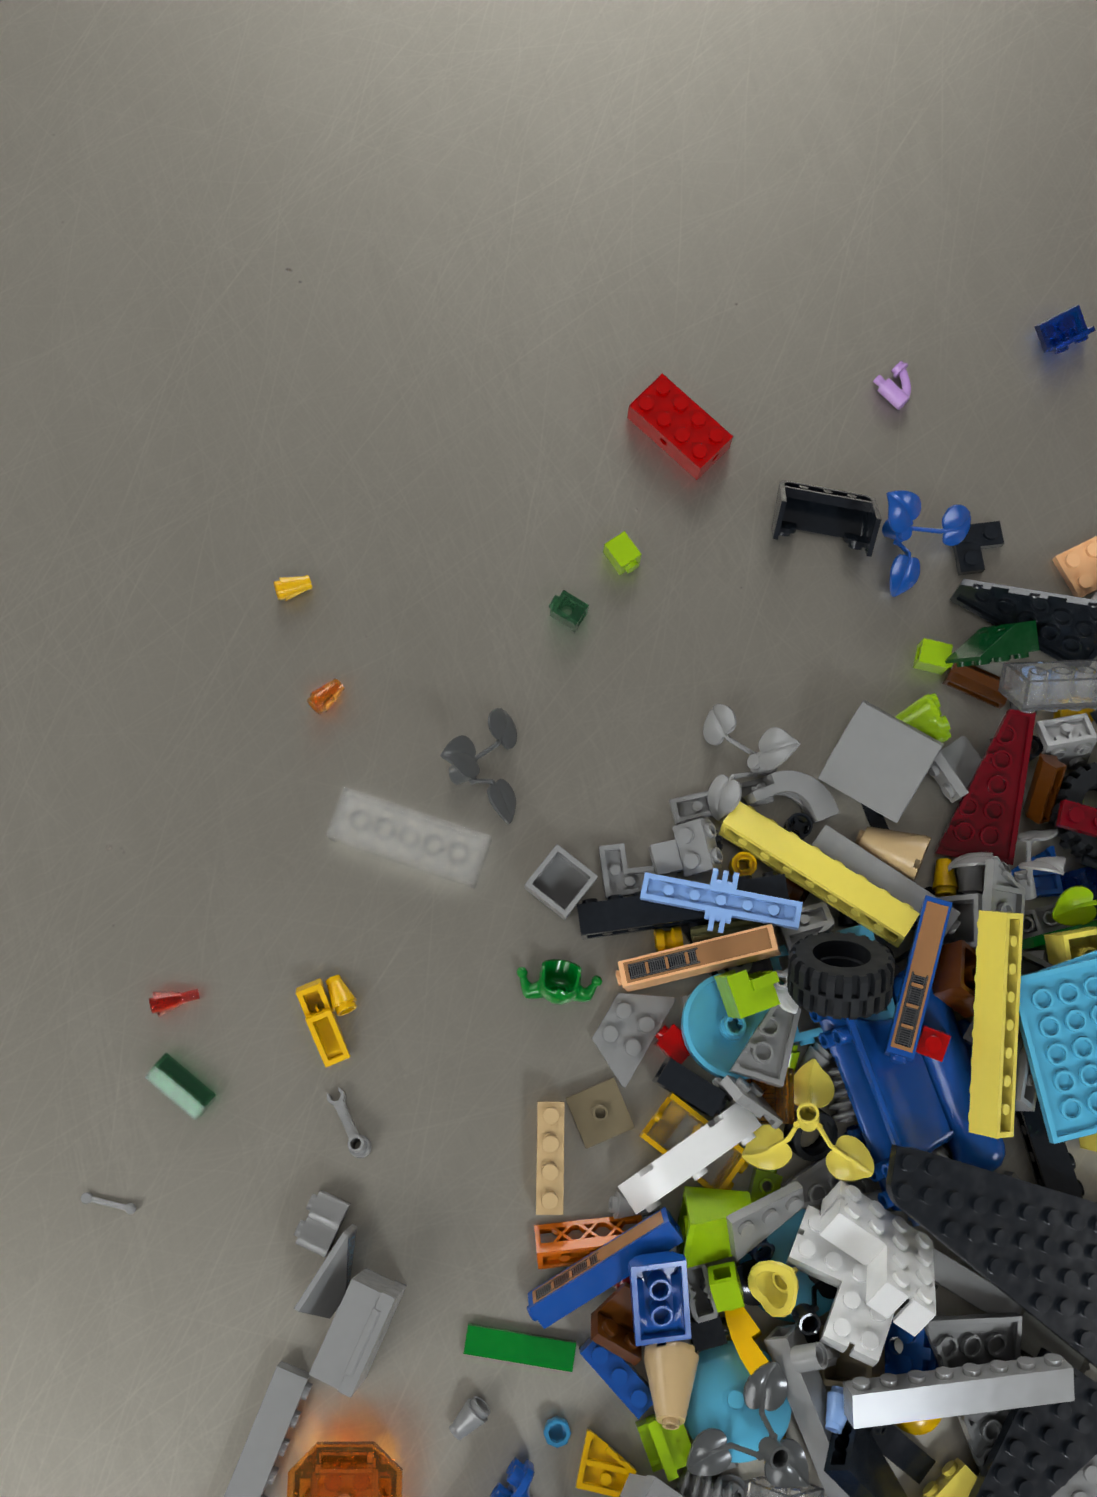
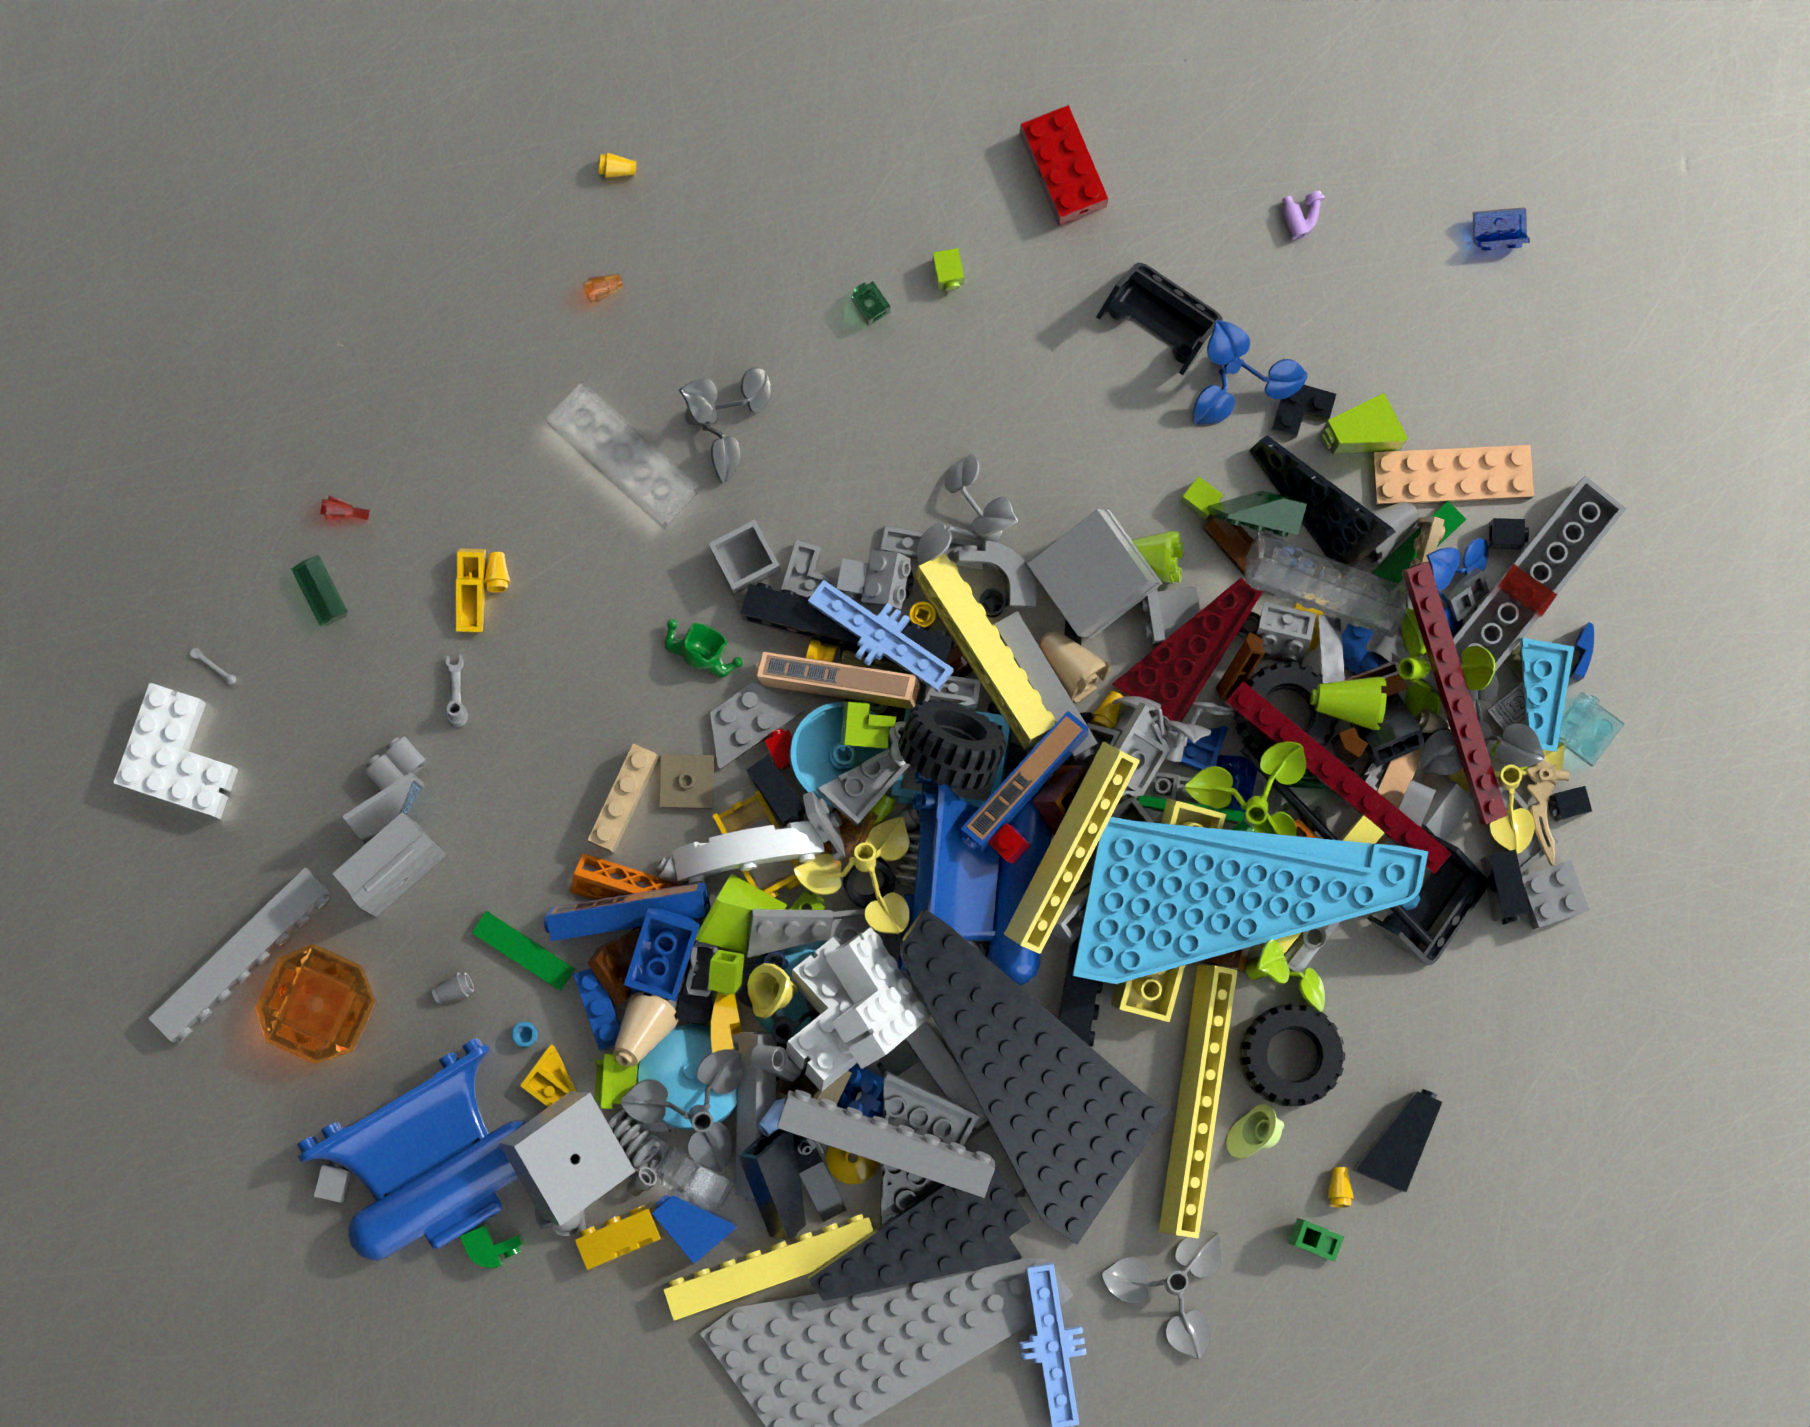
camera: 25 degrees right, 5 degrees up
(91, 1320) = (160, 760): none -> white piece
(1044, 537) = (1365, 429): none -> lime slope

